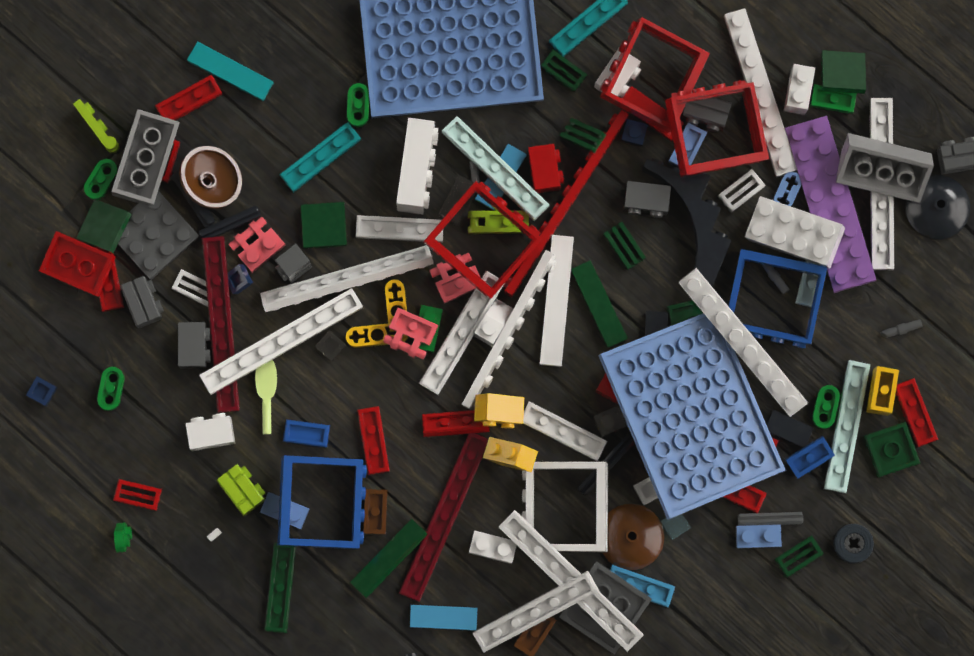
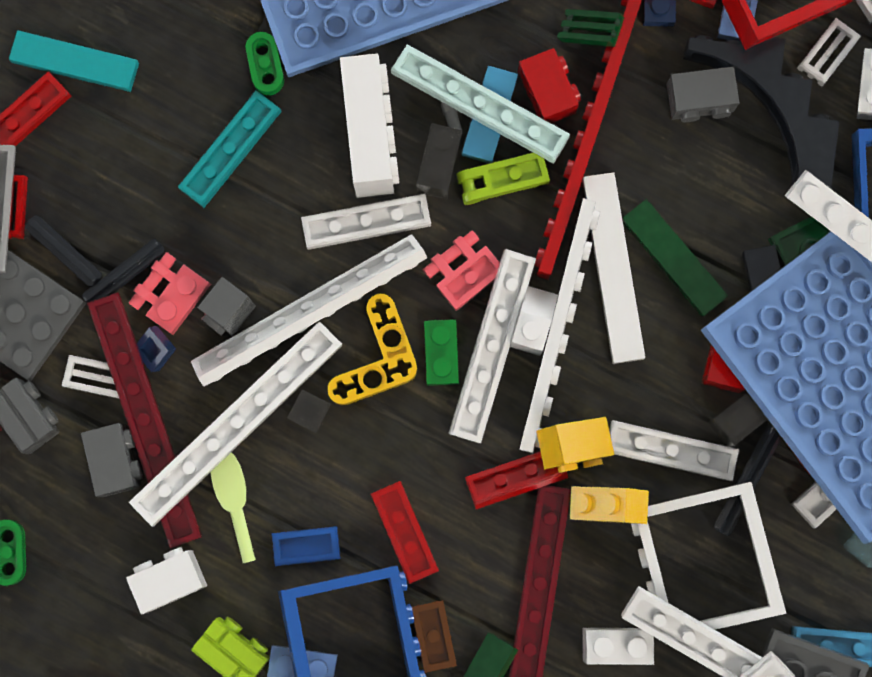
camera: 10 degrees left, 0 degrees up
(217, 170) = (79, 199): reddish brown dish -> none
(323, 225) = (257, 242): dark green tile -> none
(414, 327) = (421, 355): coral plate -> none
(513, 217) = (526, 163): red window -> none
(615, 230) = (696, 159): dark green tile -> none
(648, 542) = (795, 559): reddish brown dish -> none

